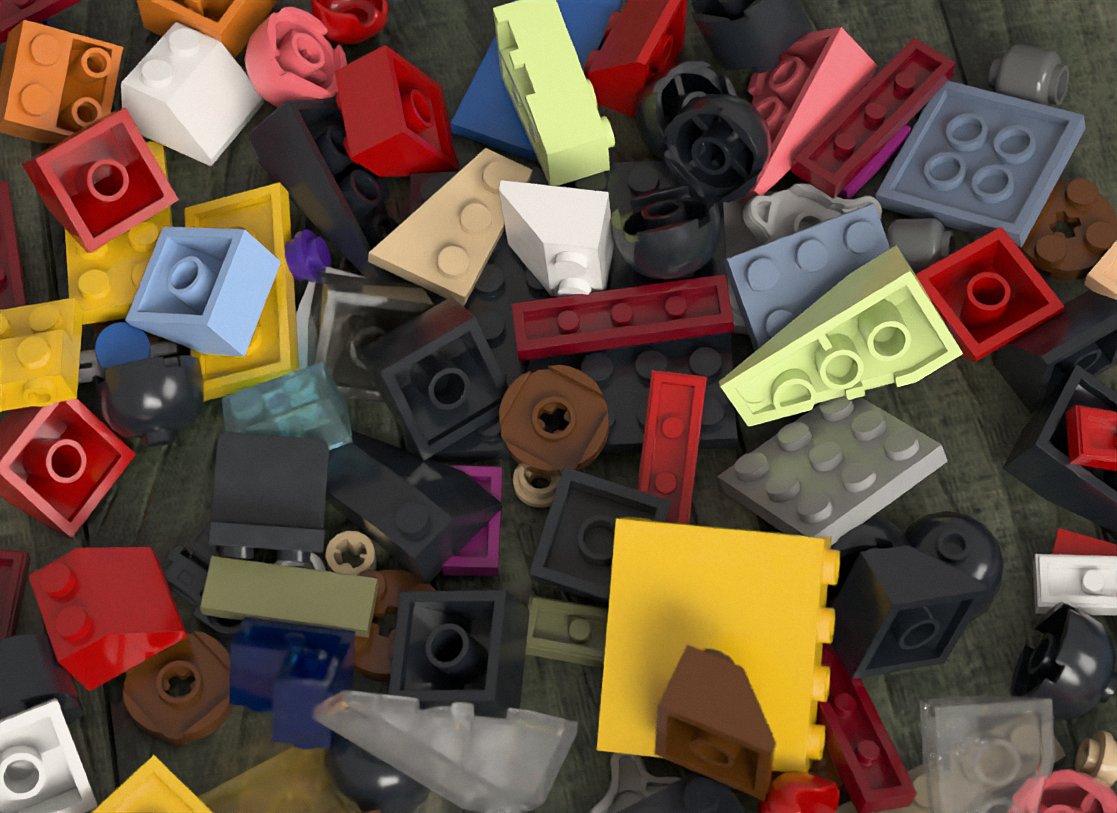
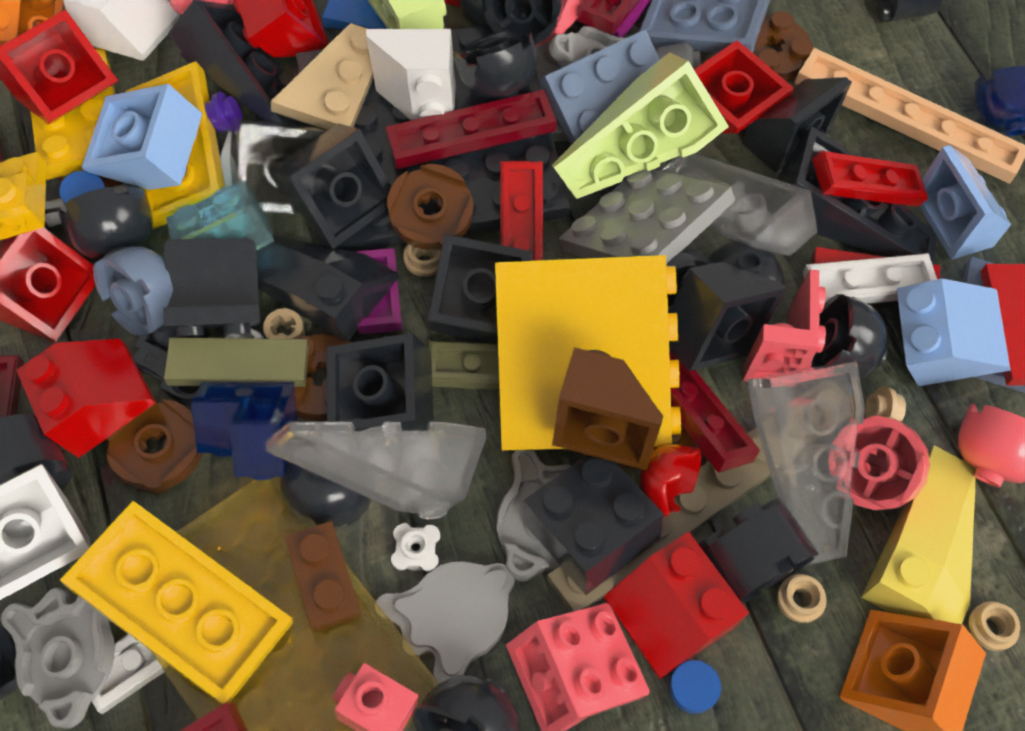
camera: 15 degrees left, 0 degrees up
(178, 483) = (137, 286): none -> sand blue cylinder
(974, 668) = (793, 344): none -> coral bracket
(987, 483) = (766, 210): none -> clear wedge

